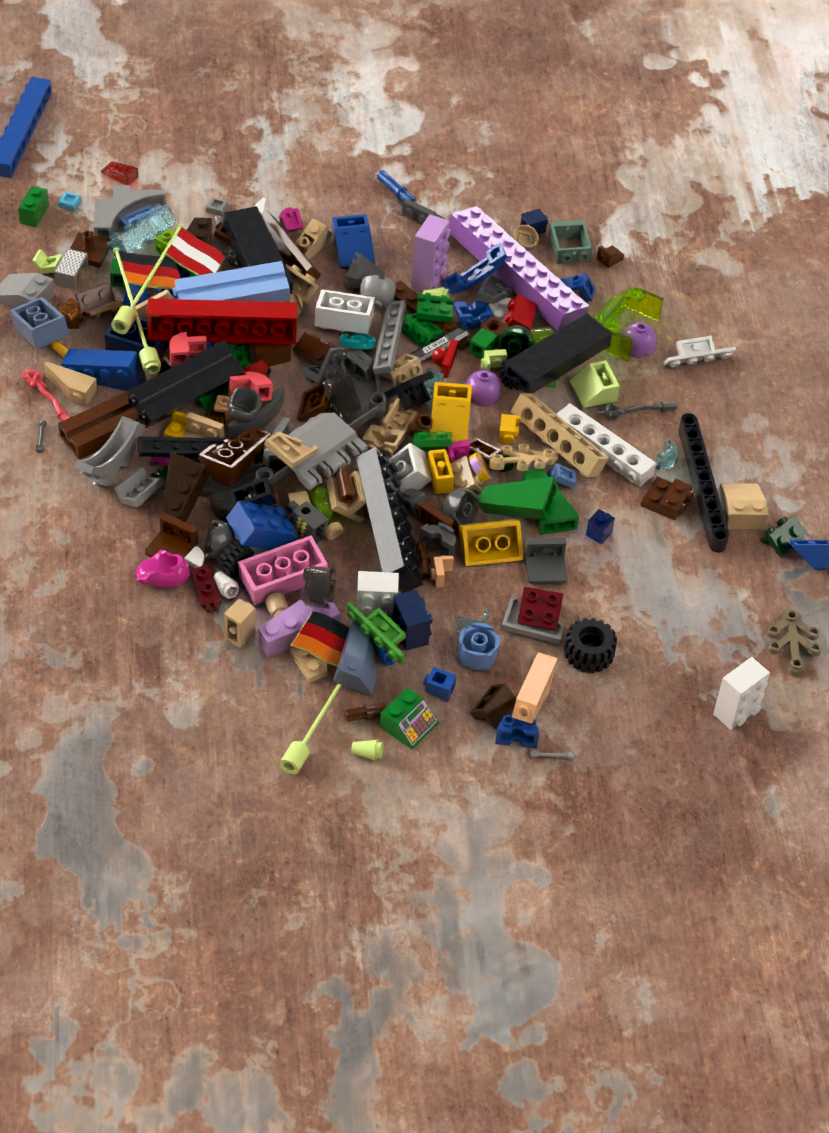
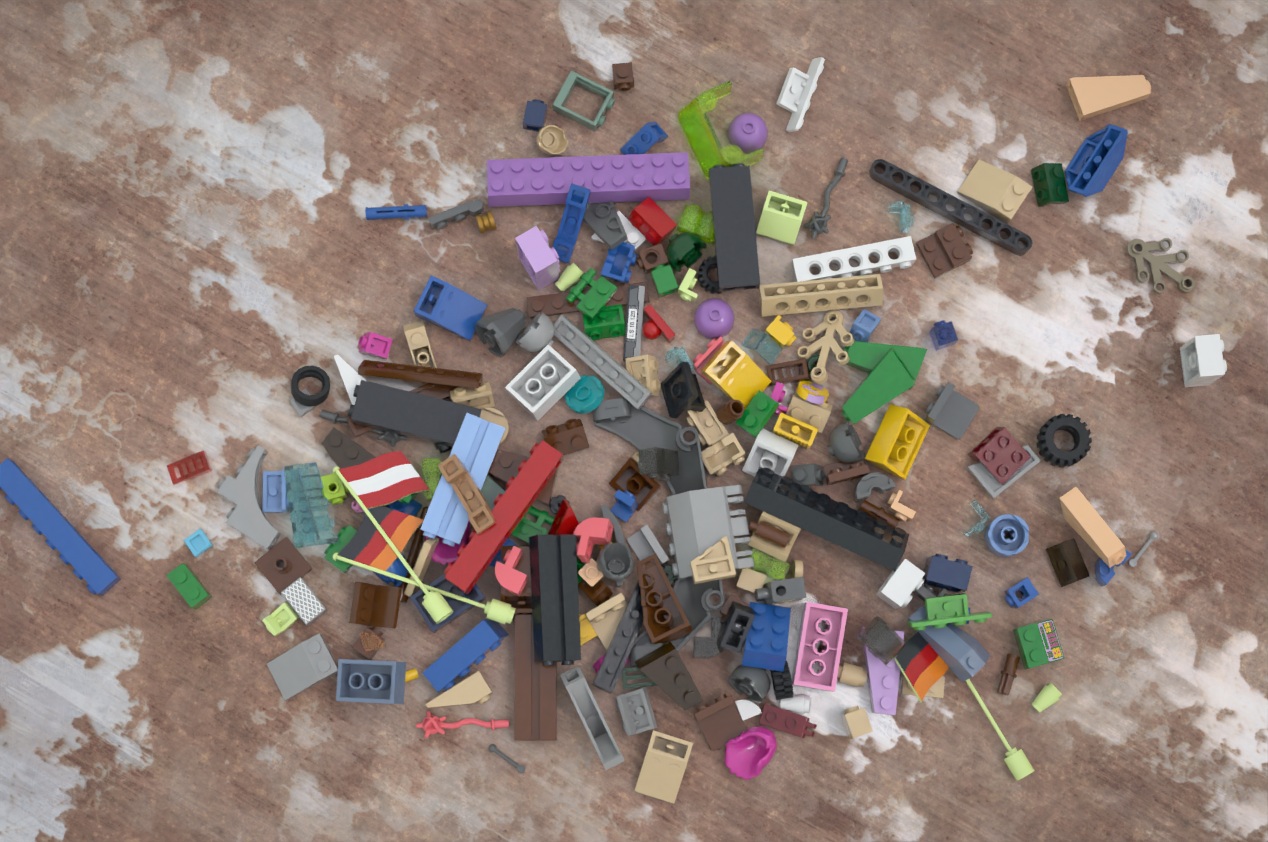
camera: 55 degrees left, 30 degrees up
(109, 524) = (663, 766): none -> tan slope
(225, 284) = (468, 493): none -> medium nougat slope
(232, 191) = (315, 372): none -> black tyre
(294, 407) = (624, 505): none -> blue bracket
(329, 368) = (605, 456): dark grey bracket -> none
(489, 428) = (764, 345): none -> clear light blue bracket

